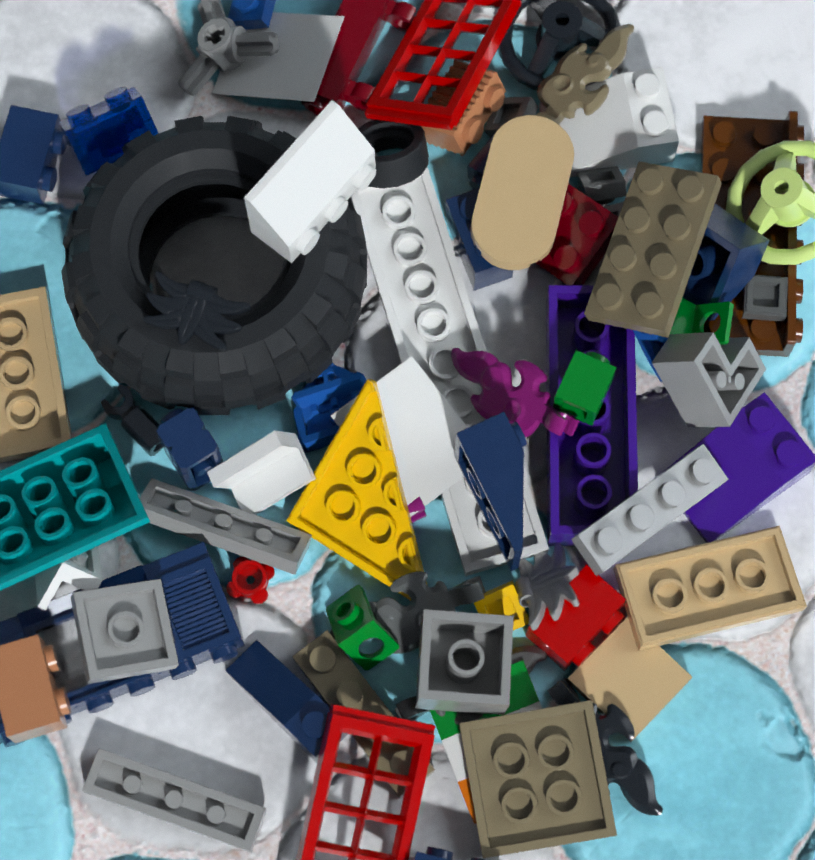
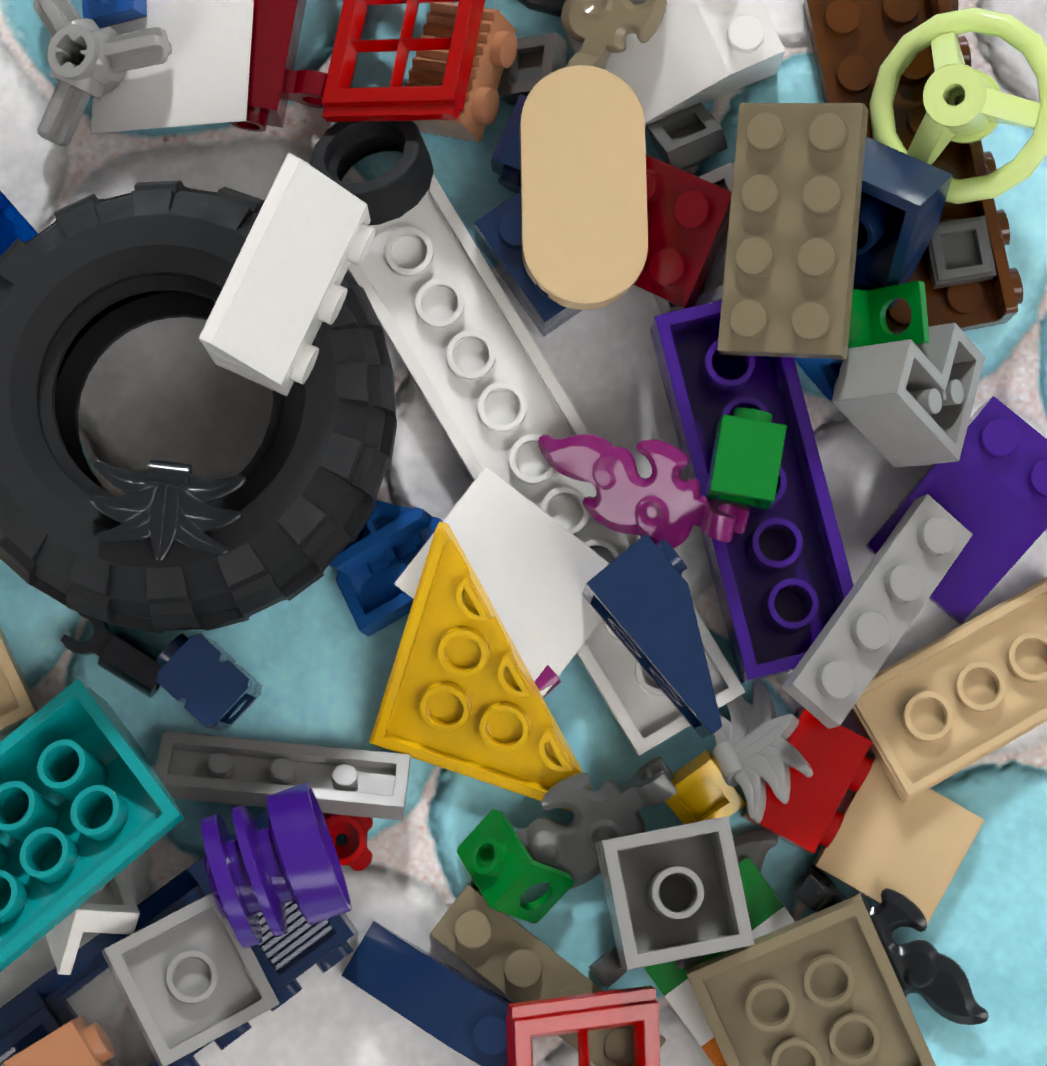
camera: 20 degrees left, 10 degrees up
(200, 567) = (274, 865): none -> dark purple wheel
(264, 471) = (323, 686): white panel -> none

